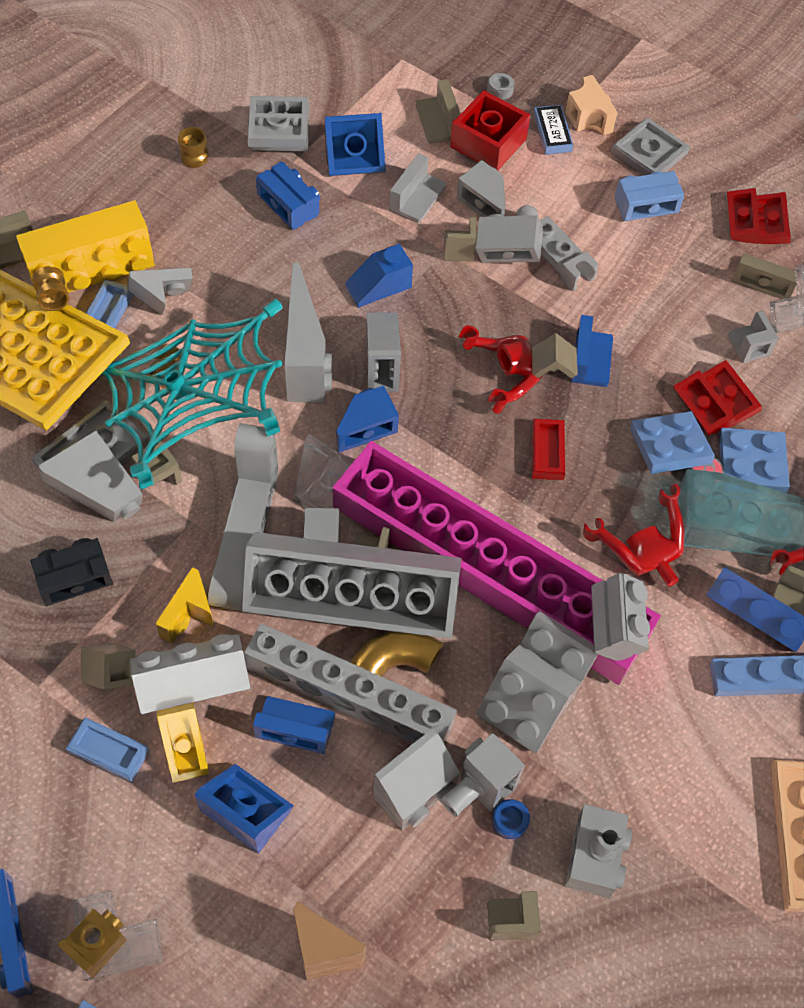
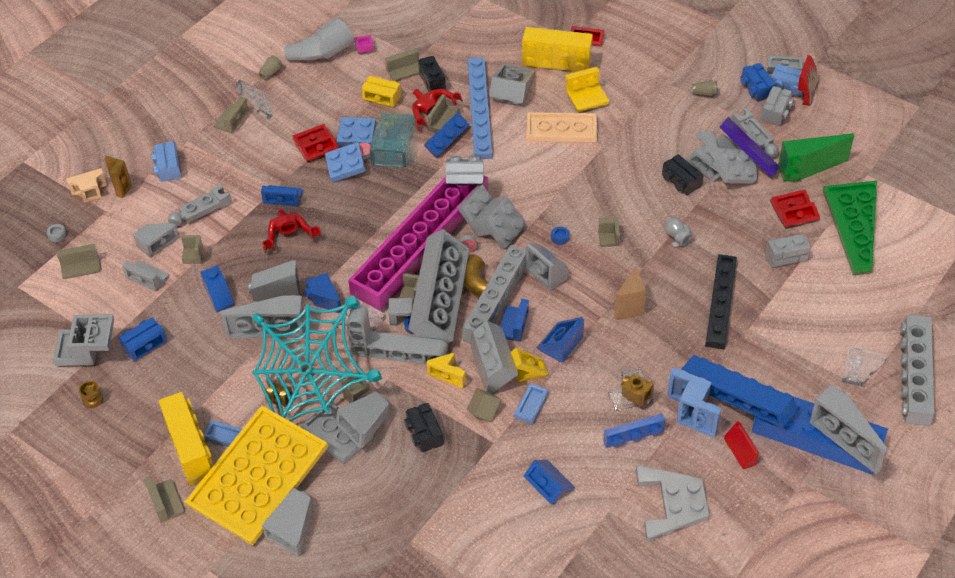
camera: 85 degrees left, 10 degrees down
(50, 288) = (221, 448): pearl gold wheel -> none
(152, 284) = (216, 402): light grey slope -> none
(354, 144) = (105, 300): blue slope -> none
(479, 642) = (469, 241): none -> tile
(488, 774) = (543, 231): light grey brick -> none
(489, 130) = (106, 231): red brick -> none
(509, 238) = (198, 220): light grey brick -> none
(548, 449) = (345, 216): red tile -> none
(552, 355) = (292, 203): dark tan panel -> none
(553, 129) = (100, 206): tile -> none
(598, 851) = (575, 199): light grey brick -> none
(599, 133) = (118, 175): none -> pearl gold panel
(648, 547) = (412, 174): red piece -> none
(650, 148) = (133, 158): light grey tile -> none
(754, 340) = (277, 123): light grey panel -> none
(758, 217) = (187, 115): red slope -> none

